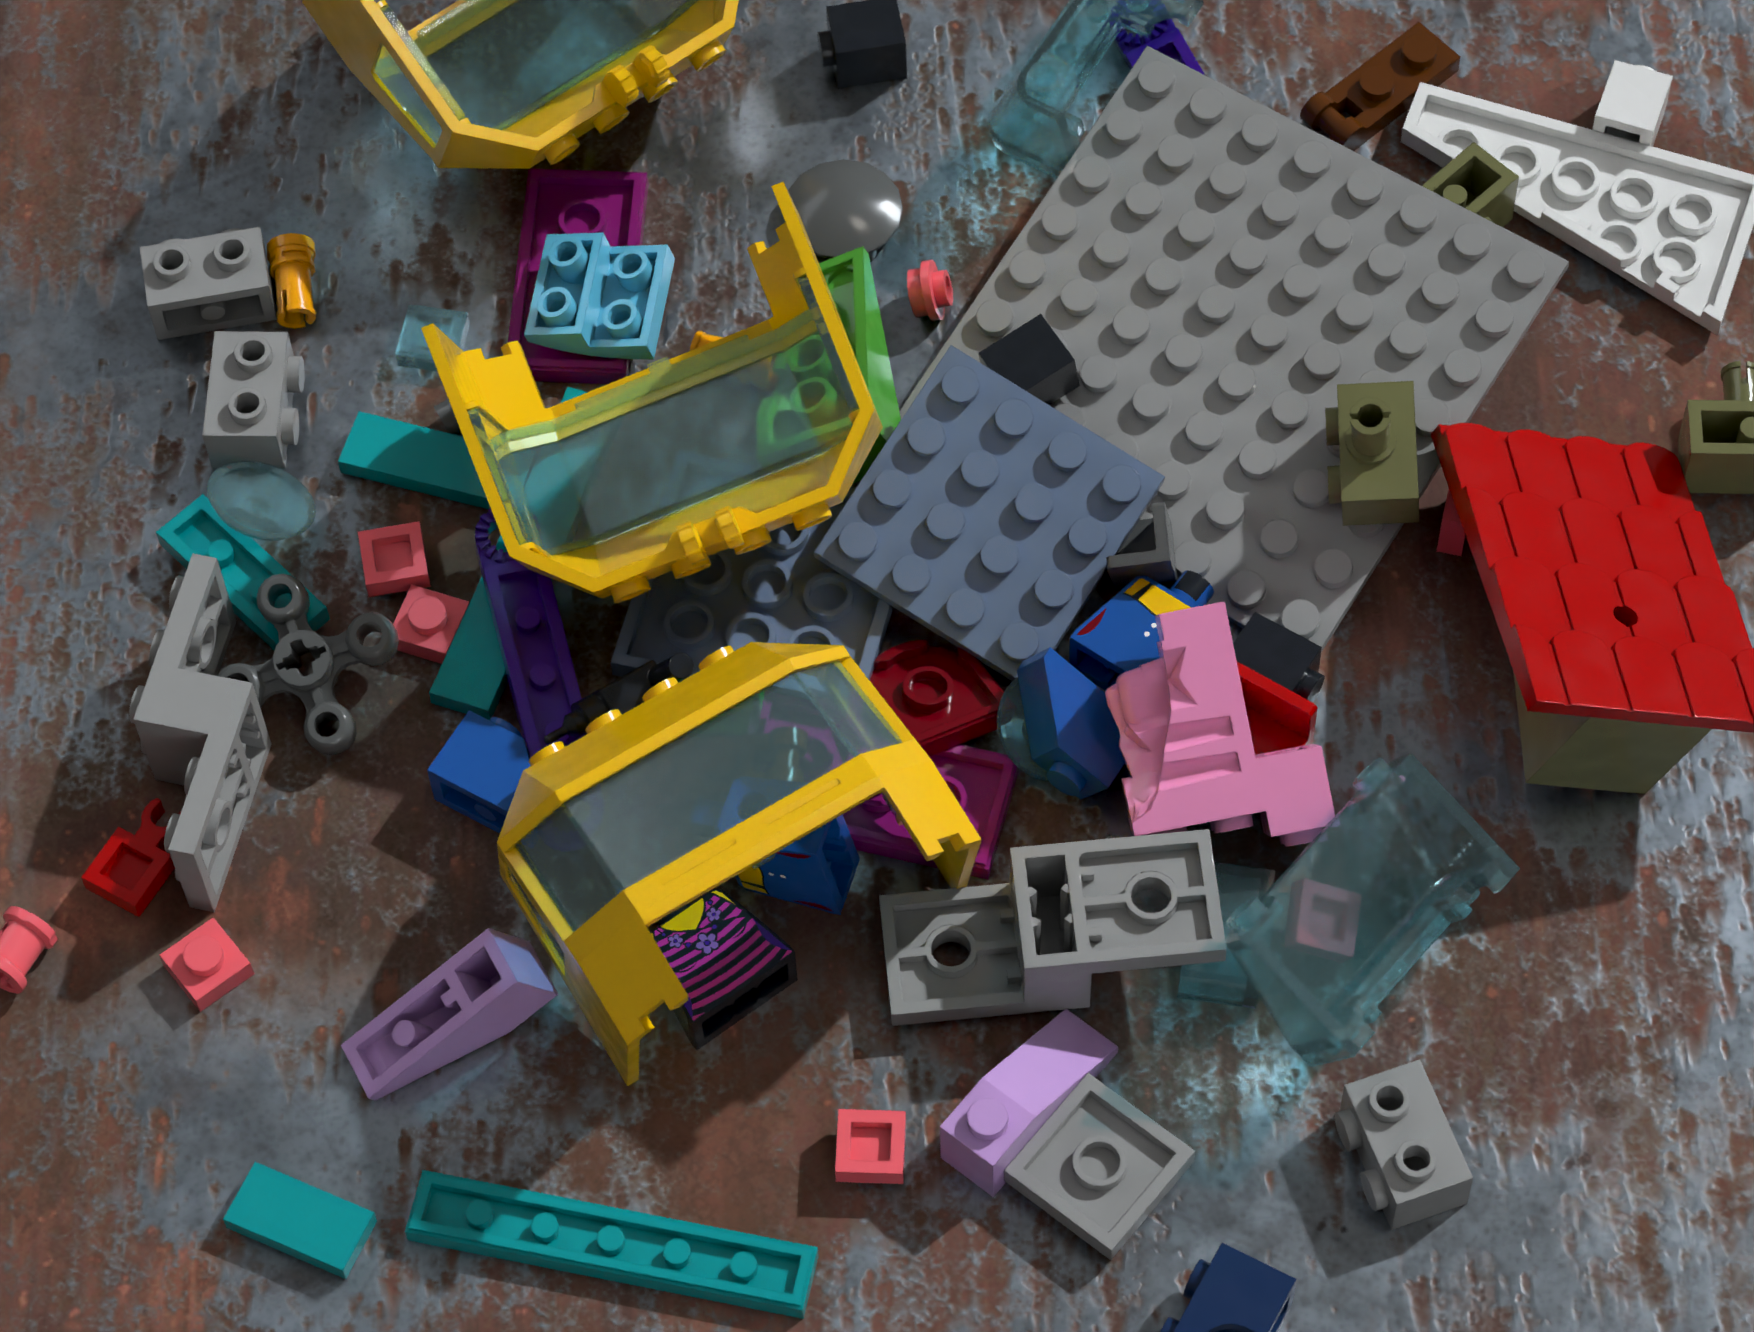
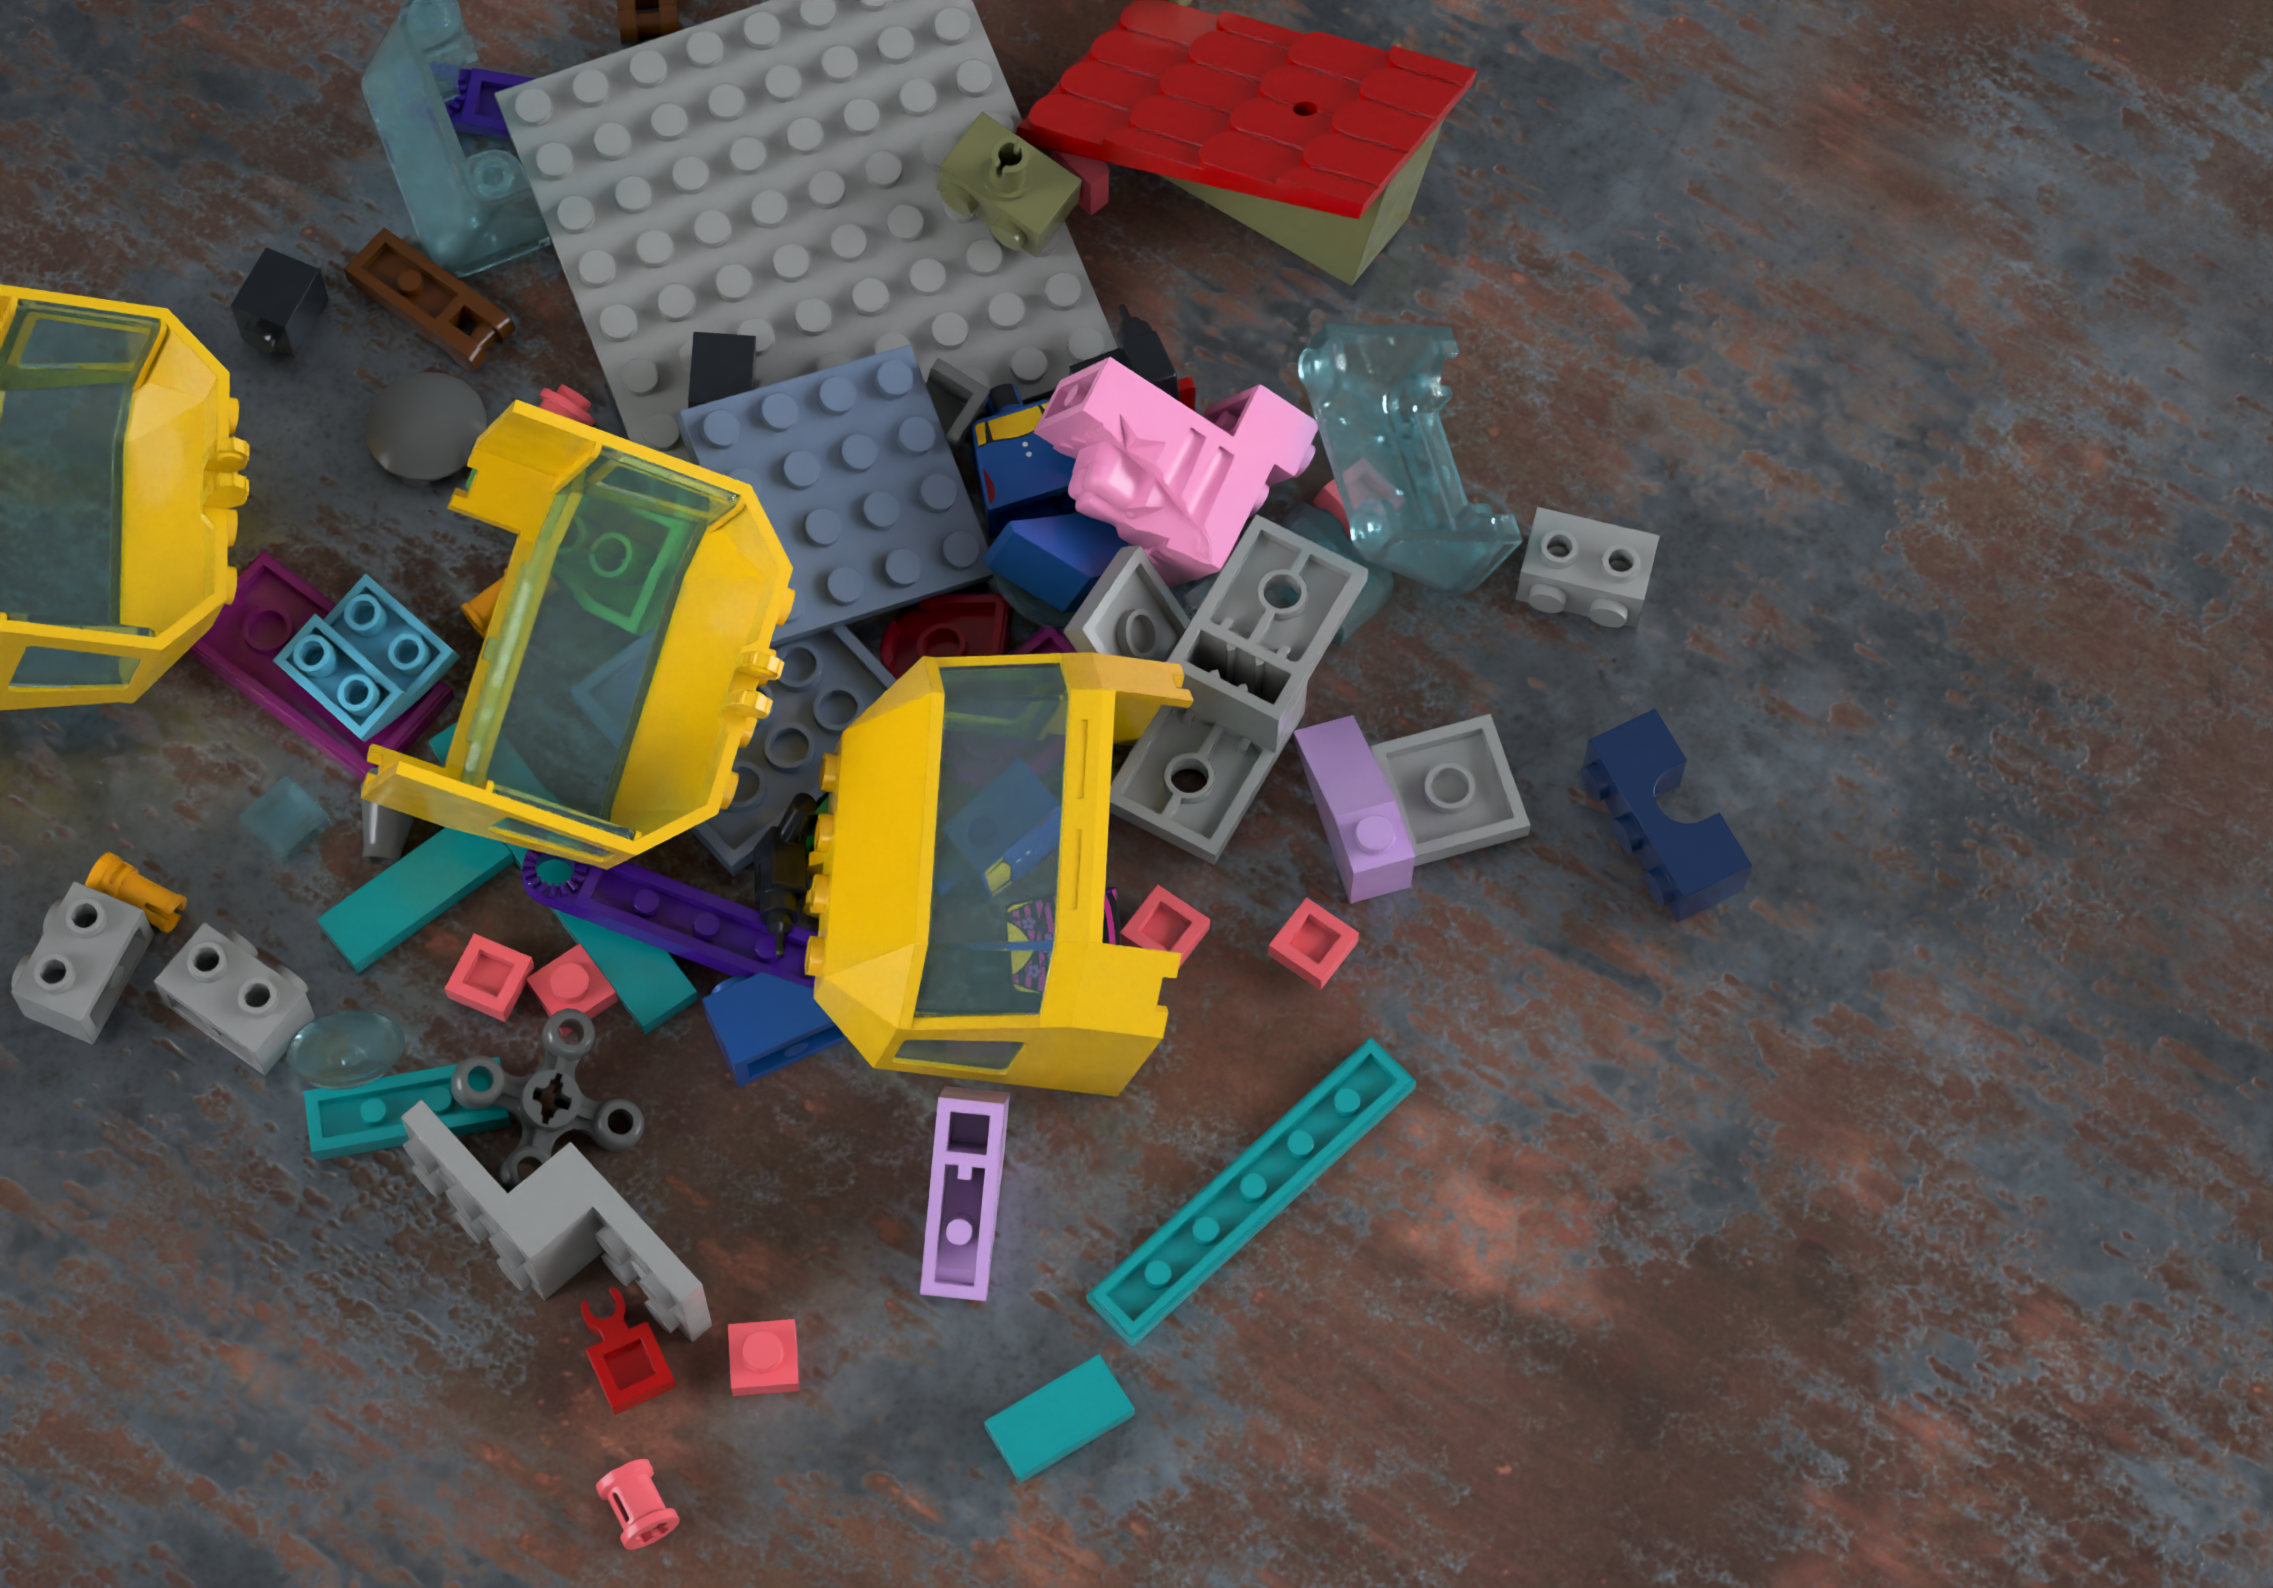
camera: 60 degrees left, 5 degrees up
(796, 1022) = (1165, 925): none -> coral plate
(954, 136) = (428, 298): none -> reddish brown plate
(1034, 801) = (1129, 612): none -> light grey plate
(1289, 670) = (1145, 353): none -> black piece

